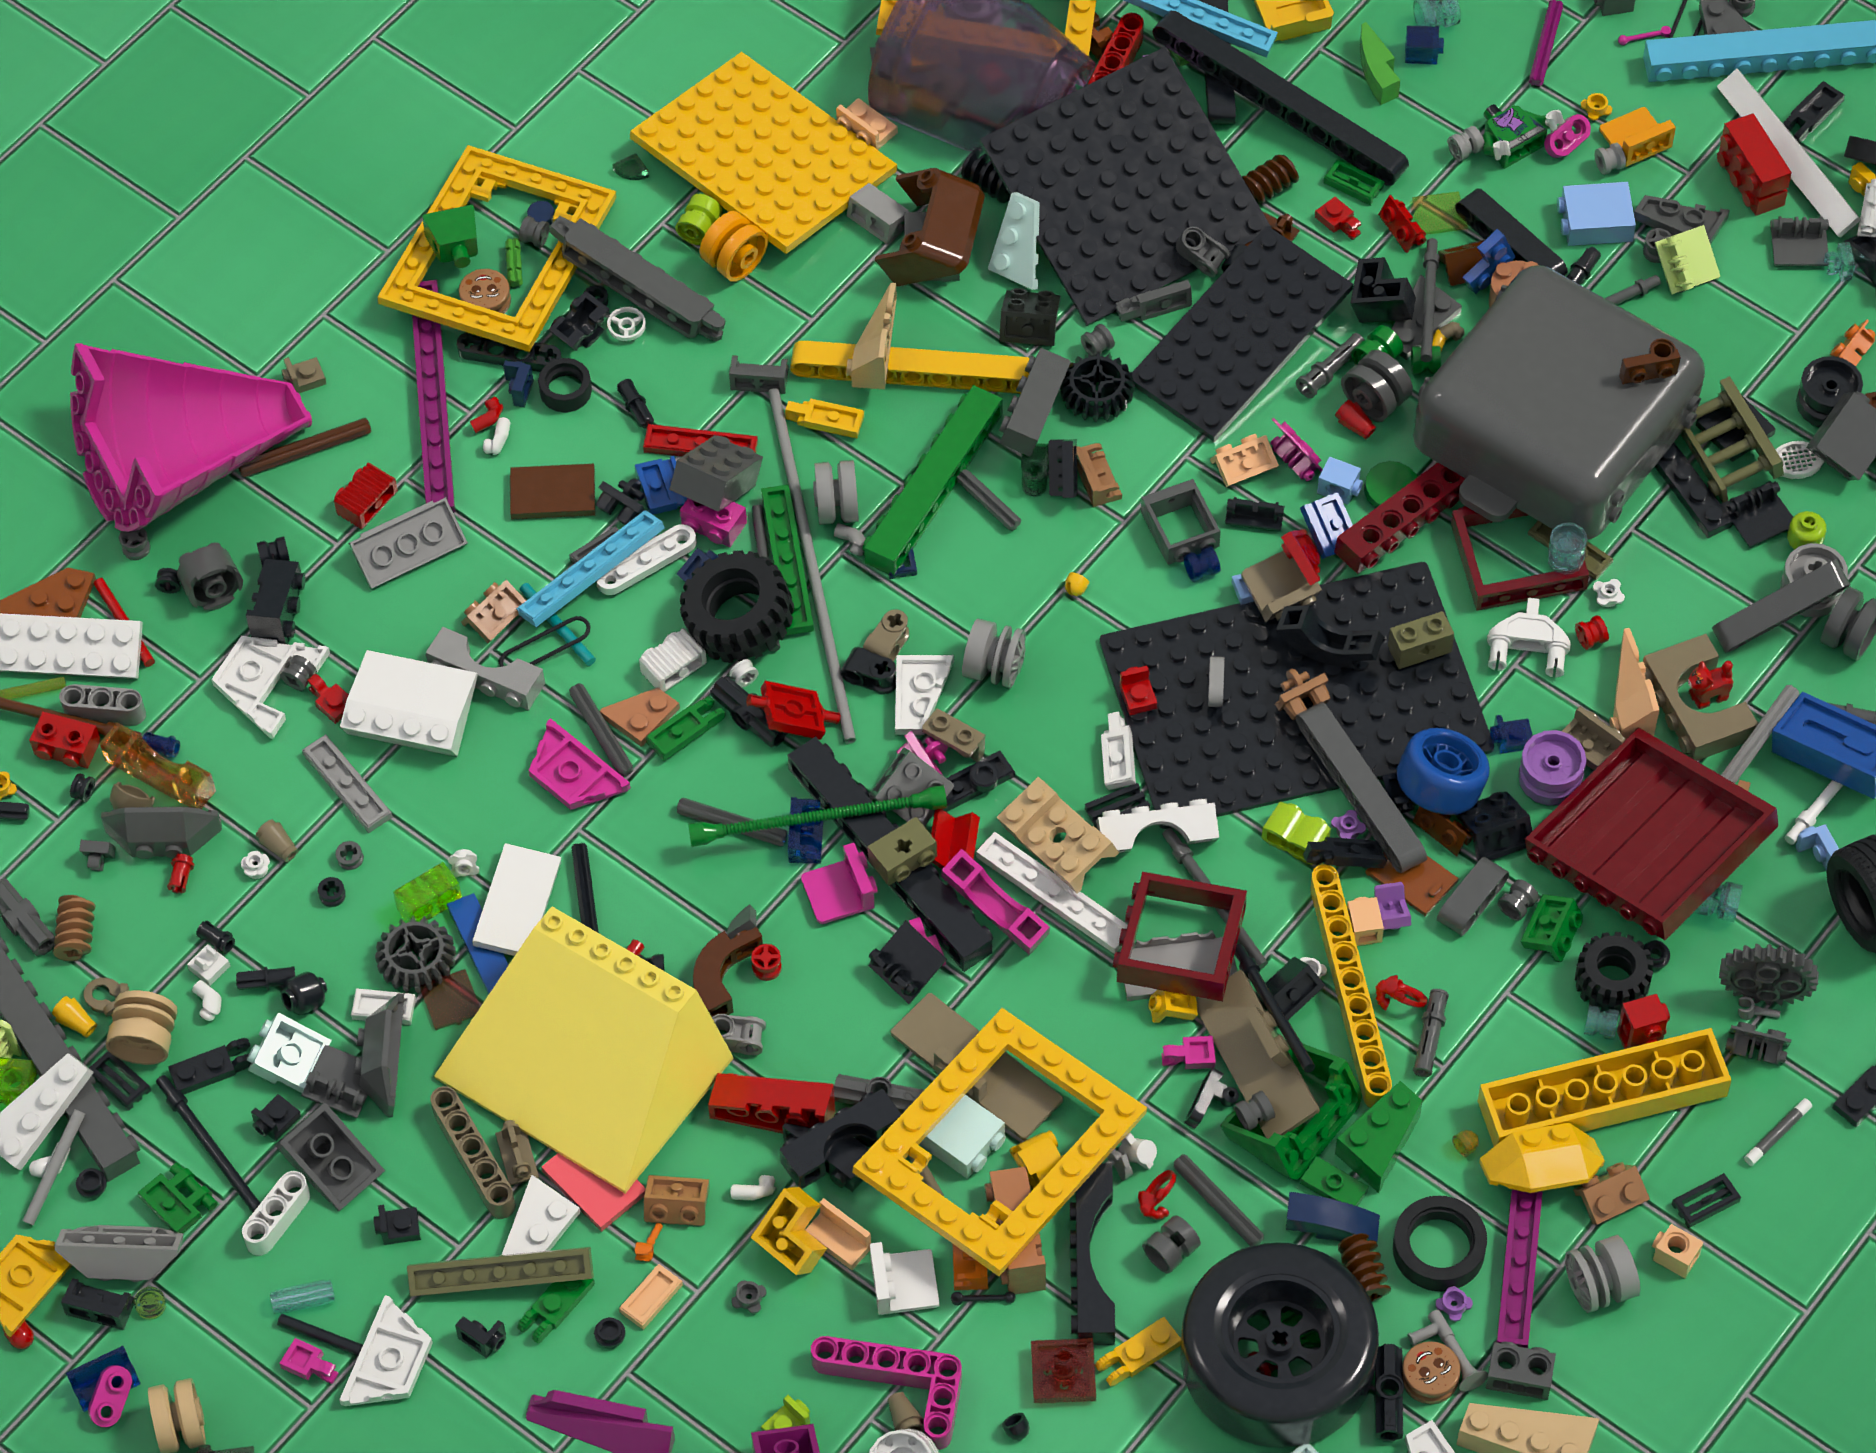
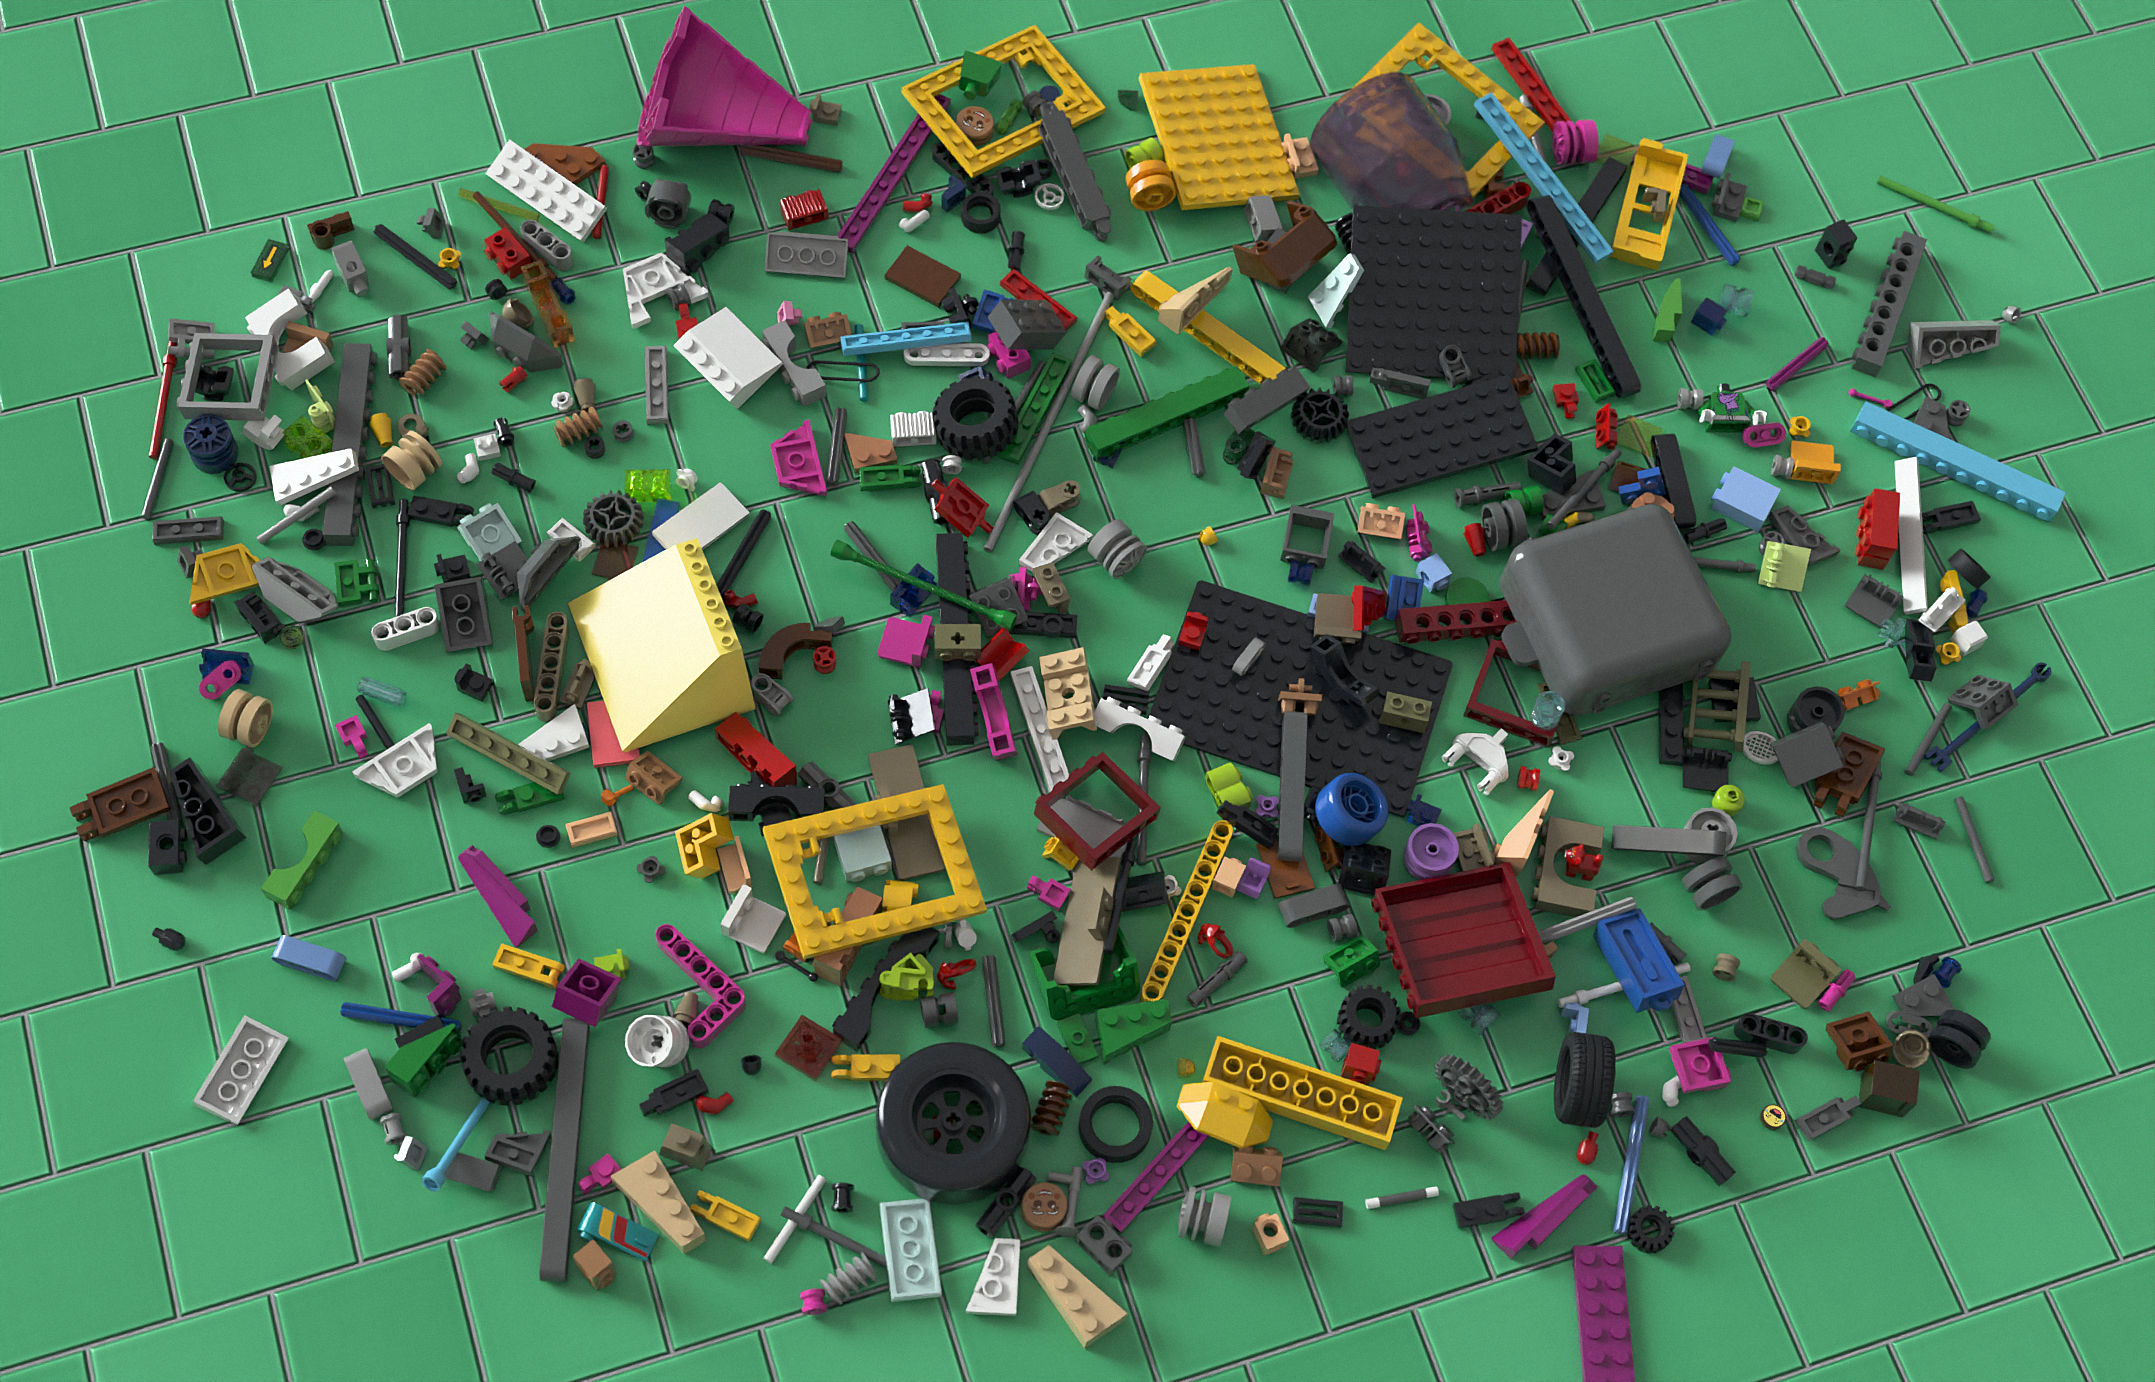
camera: 25 degrees right, 5 degrees up
(296, 877) = (577, 426): none -> medium nougat piece
(304, 993) = (527, 500): black head -> none
(434, 1154) = (523, 650): none -> reddish brown tile
(435, 618) = (789, 314): none -> bright pink tile
(1116, 1231) = (907, 979): none -> lime piece
(1256, 1110) = (1056, 957): dark grey wheel -> none
(1659, 363) = (1685, 621): reddish brown plate -> none

